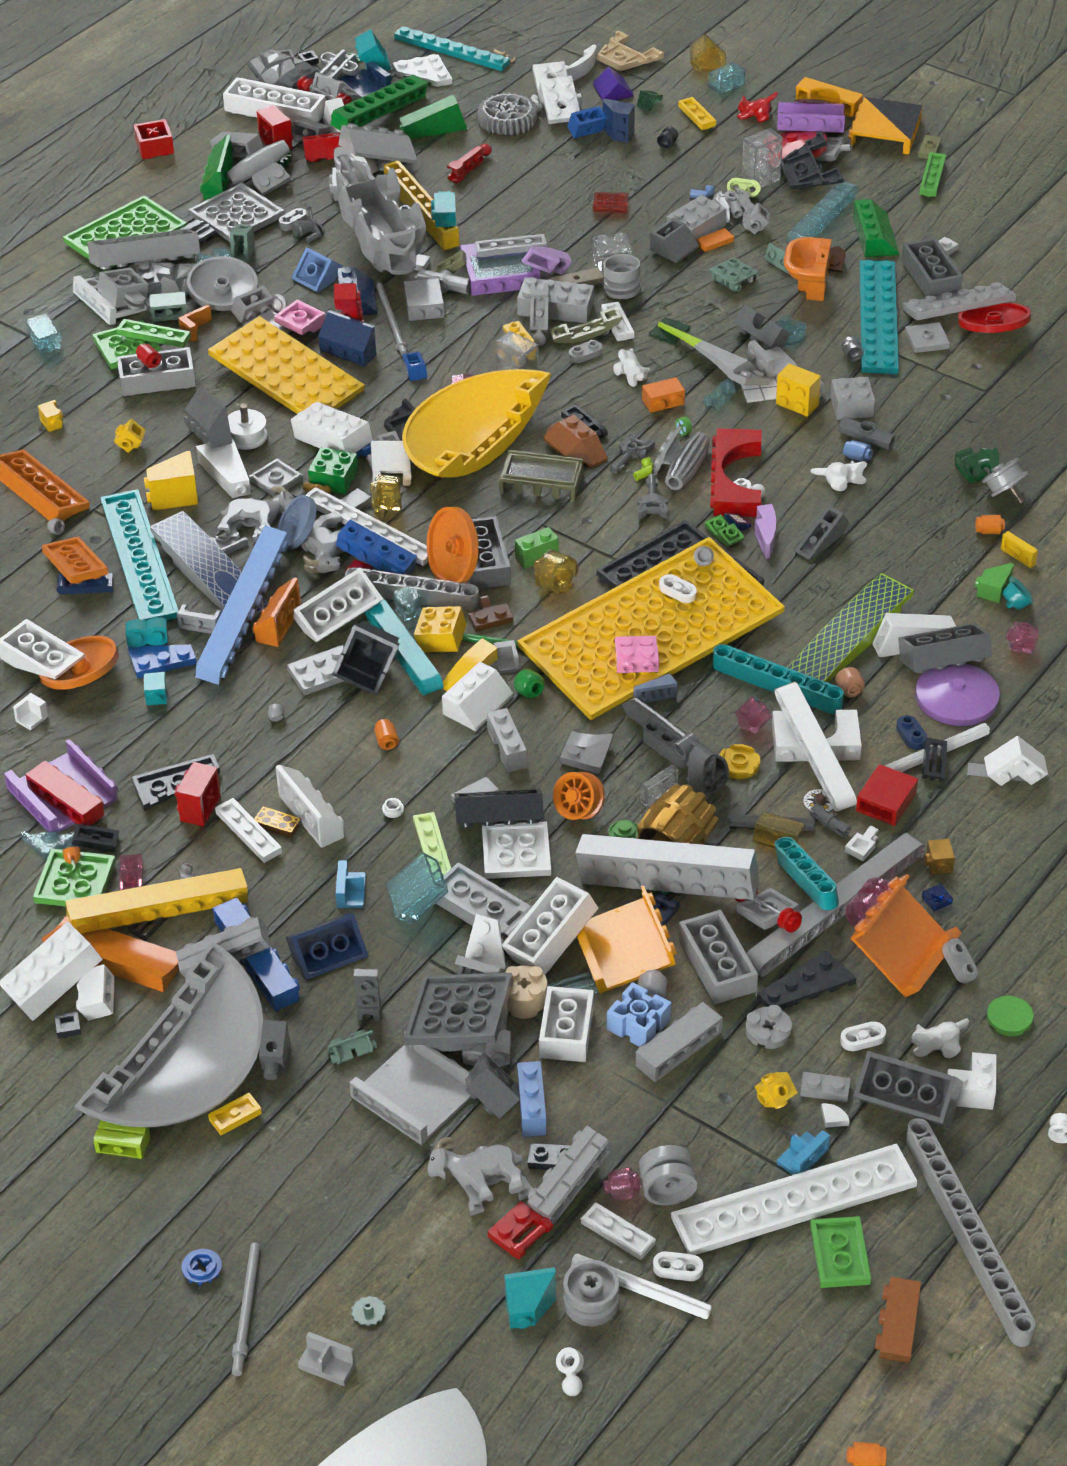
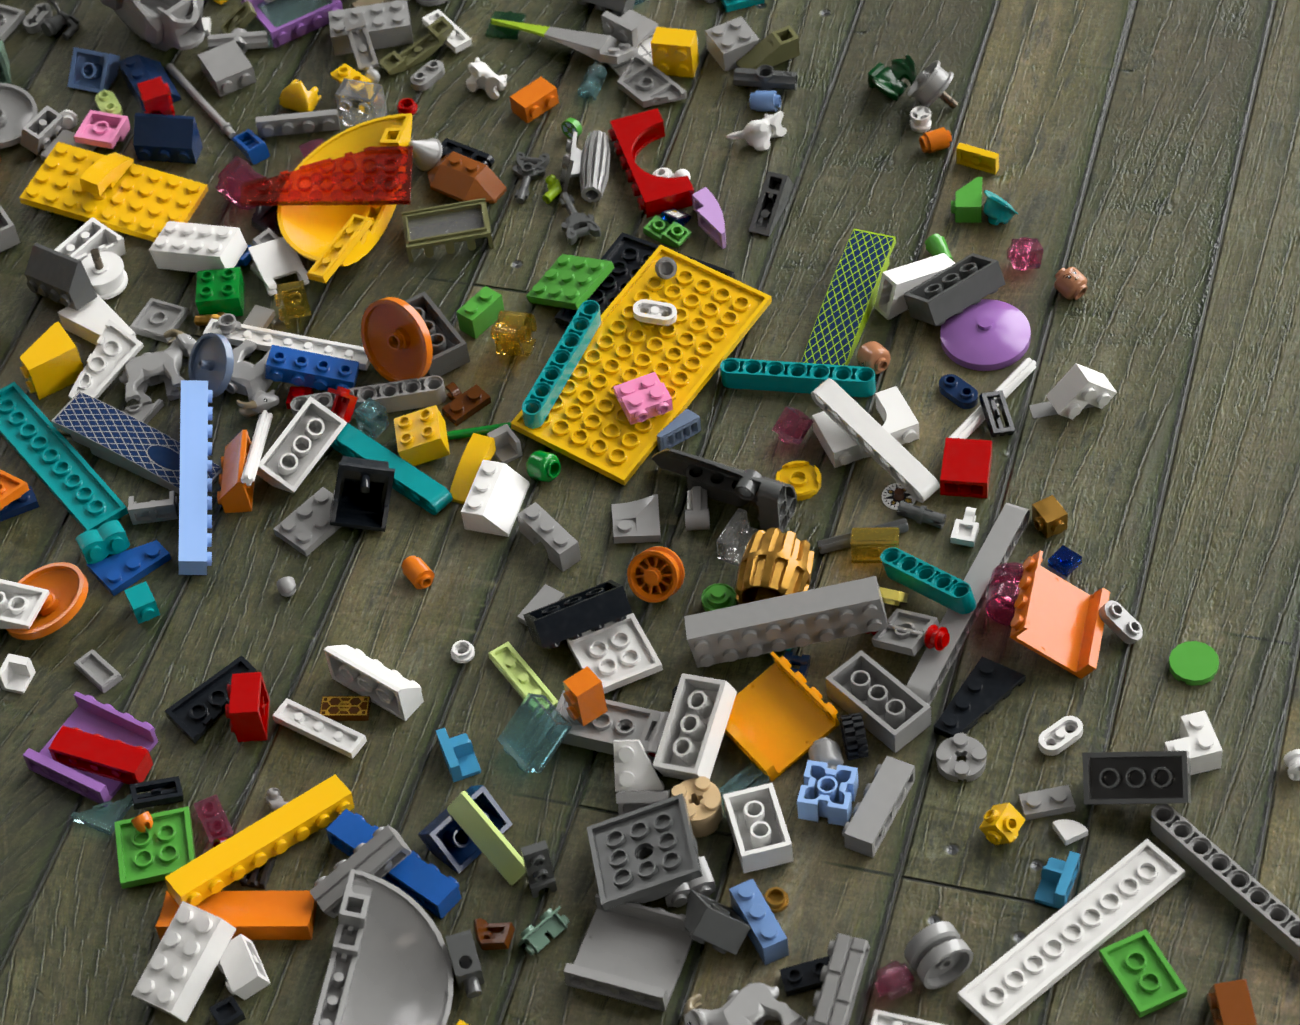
camera: 15 degrees left, 5 degrees up
(96, 730) = (98, 671): none -> light grey tile
(216, 495) = (107, 361): none -> white wing
(253, 396) = (92, 236): none -> white wedge
(283, 349) = (105, 173): none -> yellow slope
(301, 596) = (256, 448): none -> white axle
(308, 1036) = (493, 935): none -> reddish brown plate
(316, 299) = (108, 103): none -> yellowish green plate
(325, 494) = (227, 324): none -> light grey plate
(337, 955) = (487, 838): none -> yellowish green slope
(388, 582) = (343, 403): none -> red bracket
(389, 390) = (232, 177): none -> clear pink brick
(440, 460) = (339, 248): none -> yellow tile
(460, 357) = (298, 123): none -> light grey plate
(468, 870) = (584, 696): none -> orange brick
(469, 339) = (298, 98): none -> yellow hair
(492, 414) = (364, 178): none -> clear red wing
(552, 409) = (426, 153): none -> light grey hat
(555, 1087) = (776, 899): none -> pearl gold plate
(556, 370) = (407, 106): none -> red plate
(579, 606) = (561, 364): none -> teal beam
(622, 545) = (570, 281): none -> bright green plate
(639, 761) = (697, 511): none -> light grey piece
(682, 977) = (854, 736): none -> black tyre
(765, 410) = (648, 84): none -> light grey wing
(771, 877) = (893, 597): none -> light yellow plate
(883, 412) = (772, 50): none -> olive slope
(941, 1037) = (1139, 710): white animal -> none
(950, 608) = (937, 245): none -> bright green cone
(985, 503) = (920, 119): none -> white wheel
(1051, 673) = (1070, 283): none -> nougat head

